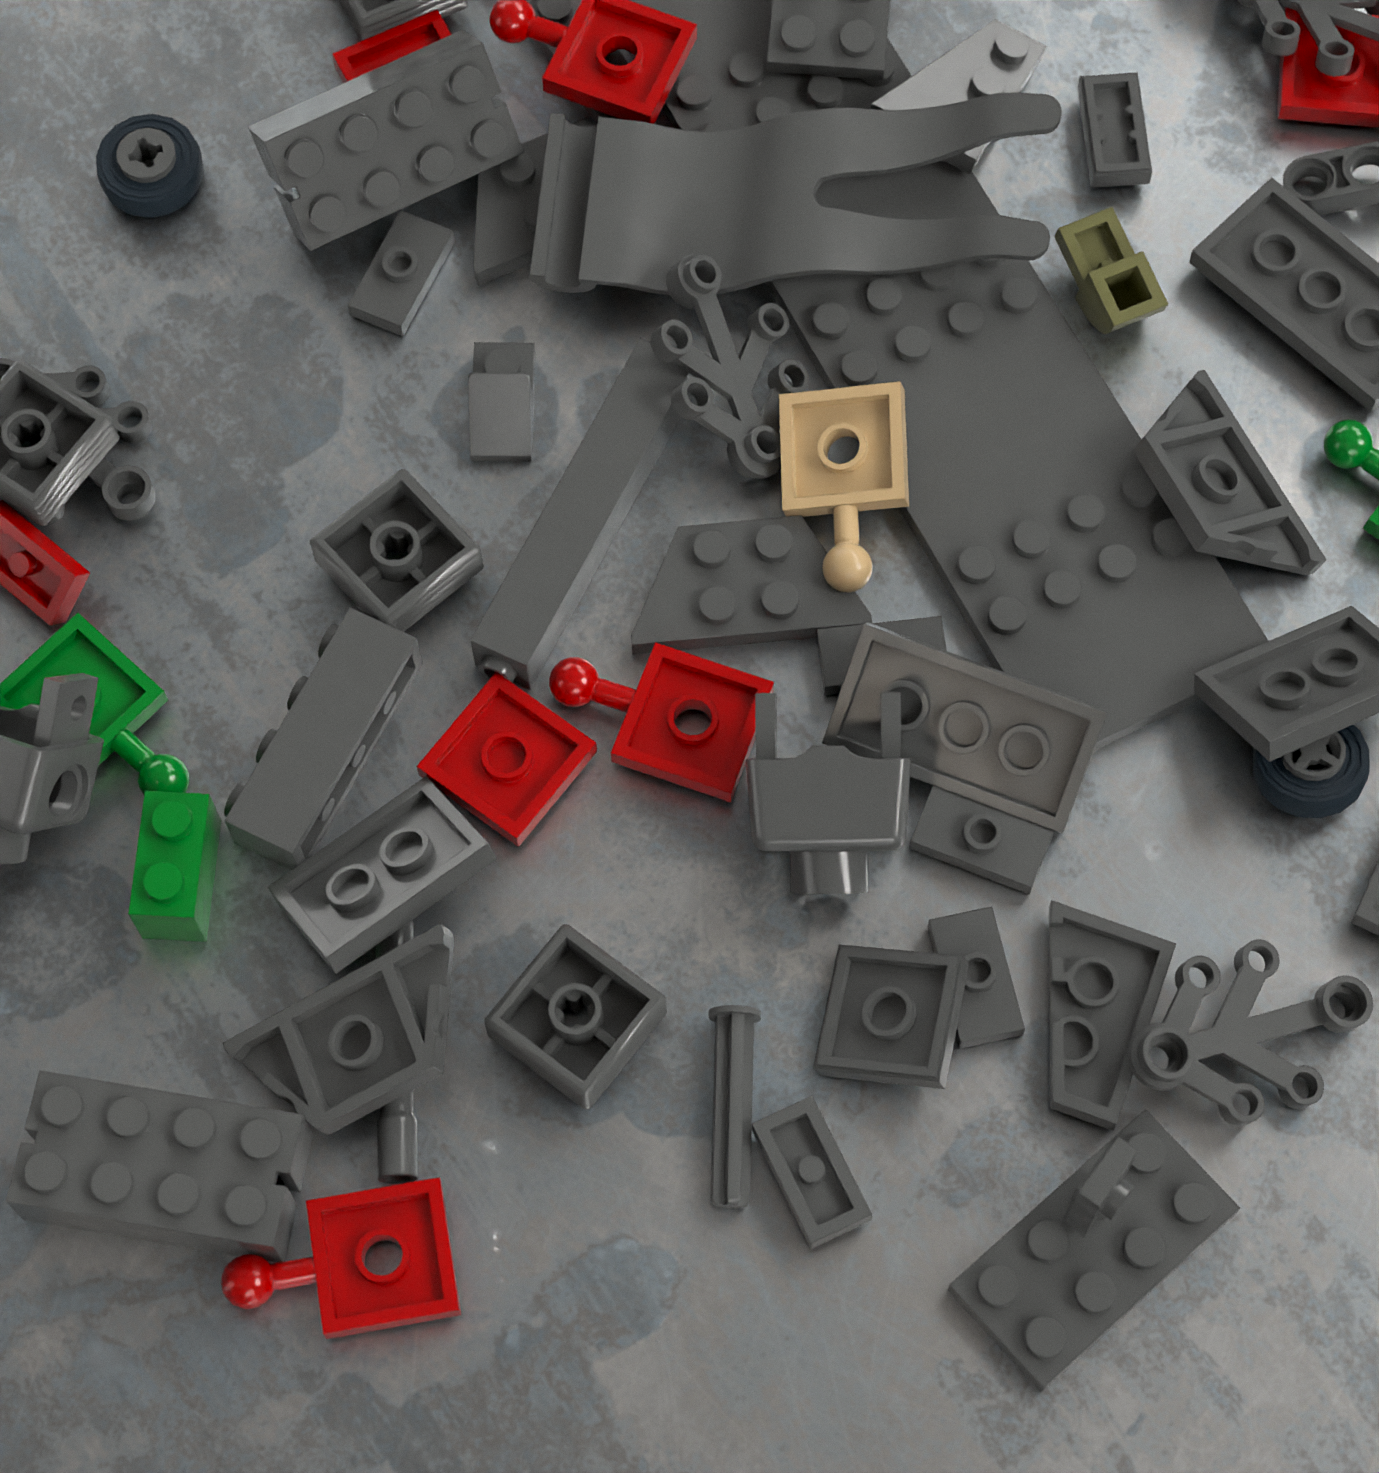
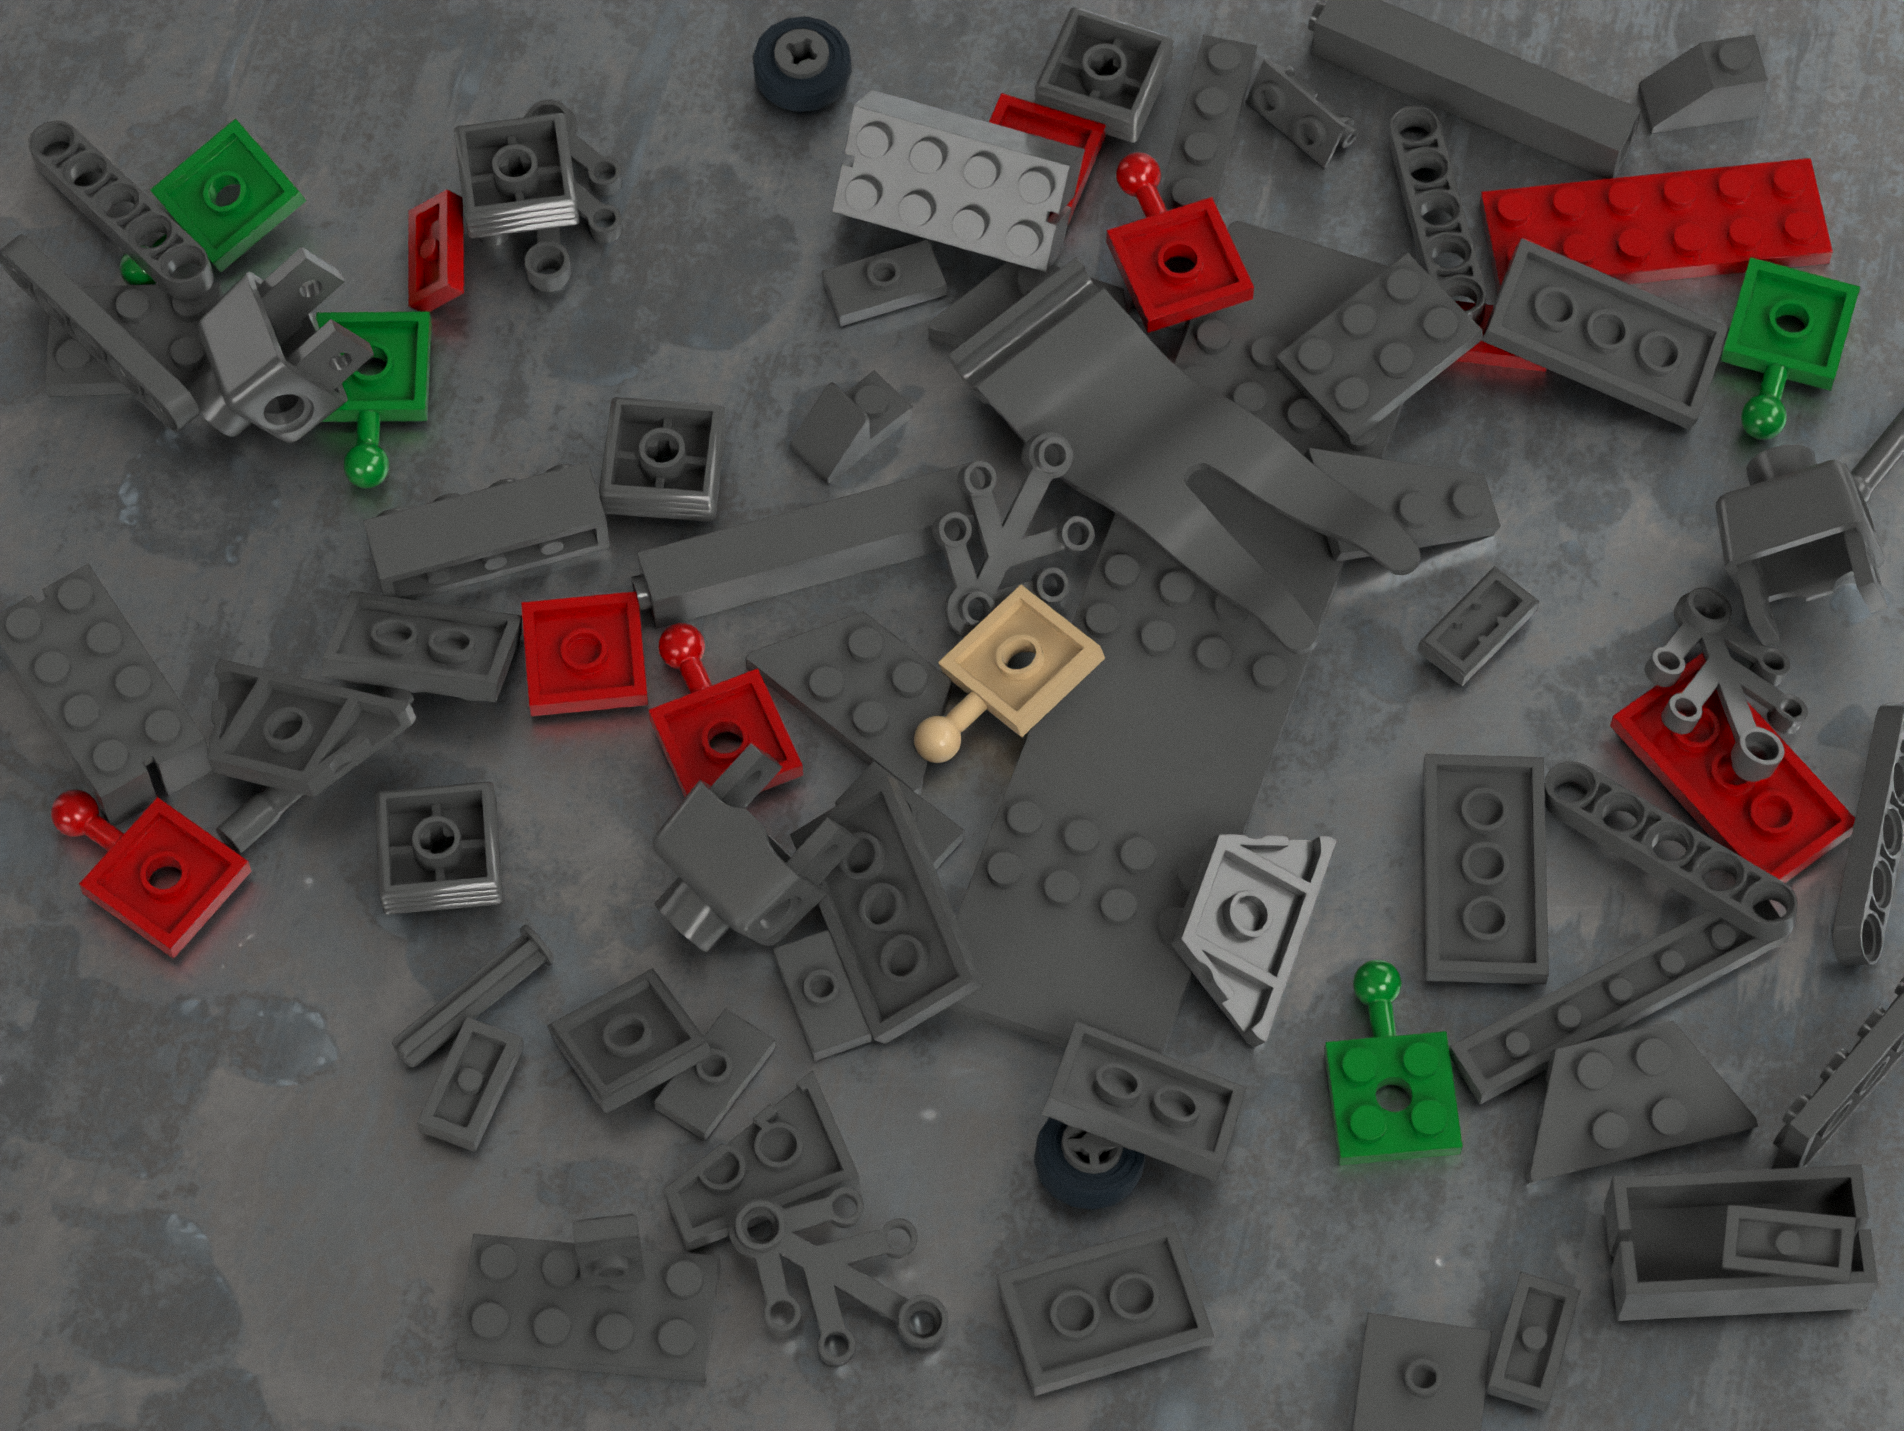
camera: 45 degrees right, 5 degrees down
(175, 866) = (308, 524): green brick -> none
(1111, 278) = (1347, 712): olive brick -> none

